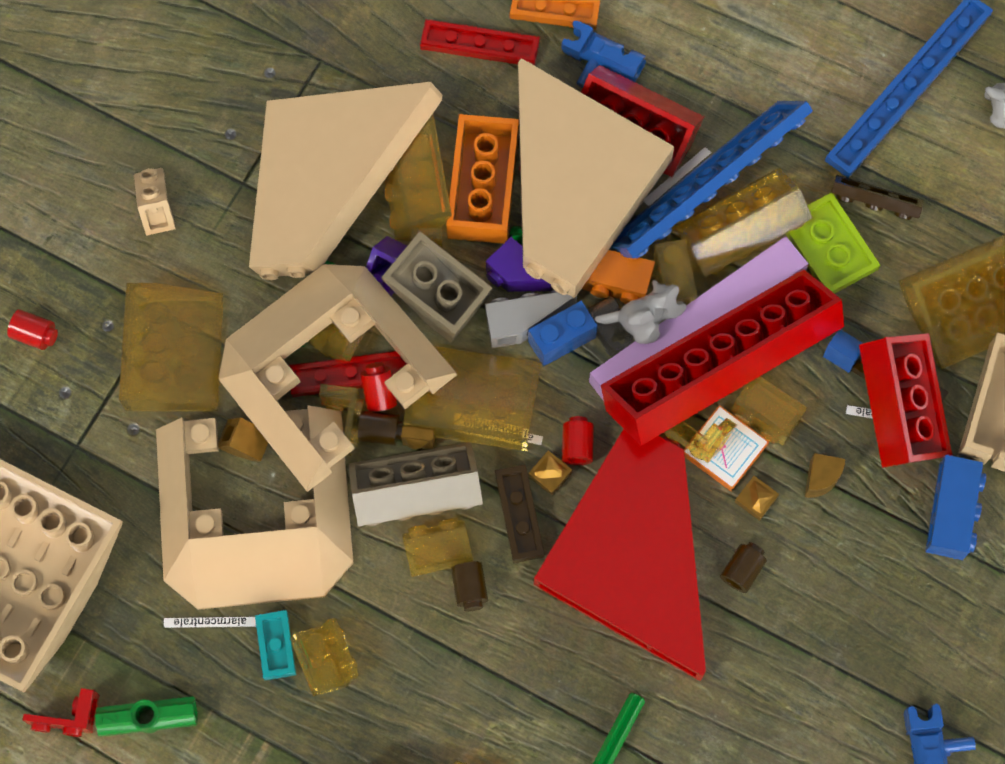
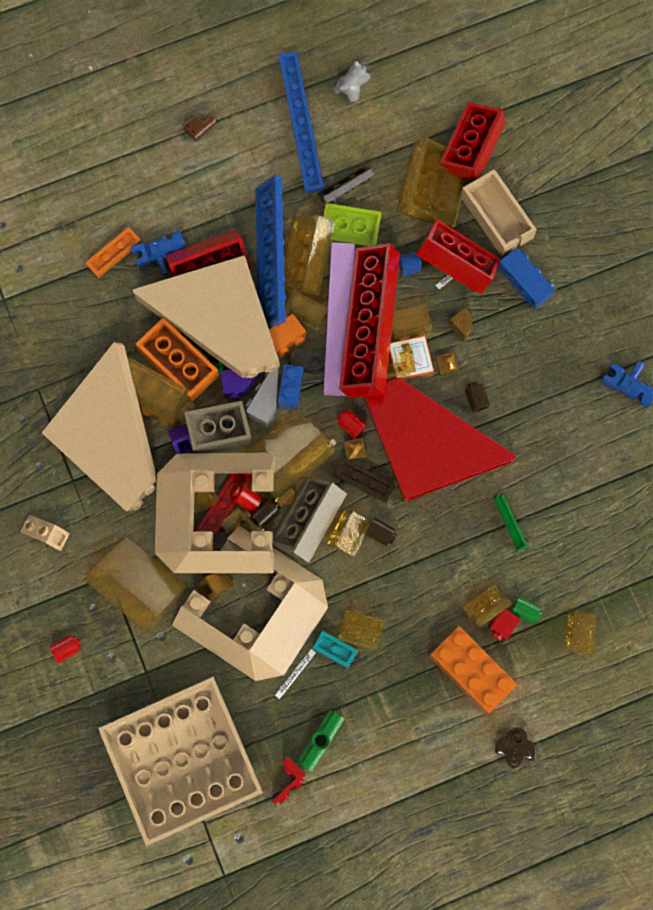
camera: 55 degrees left, 5 degrees up
(479, 42) = (98, 303): red tile -> none
(644, 314) = (318, 340): light grey animal -> none
(678, 175) = (252, 262): white sticker -> none

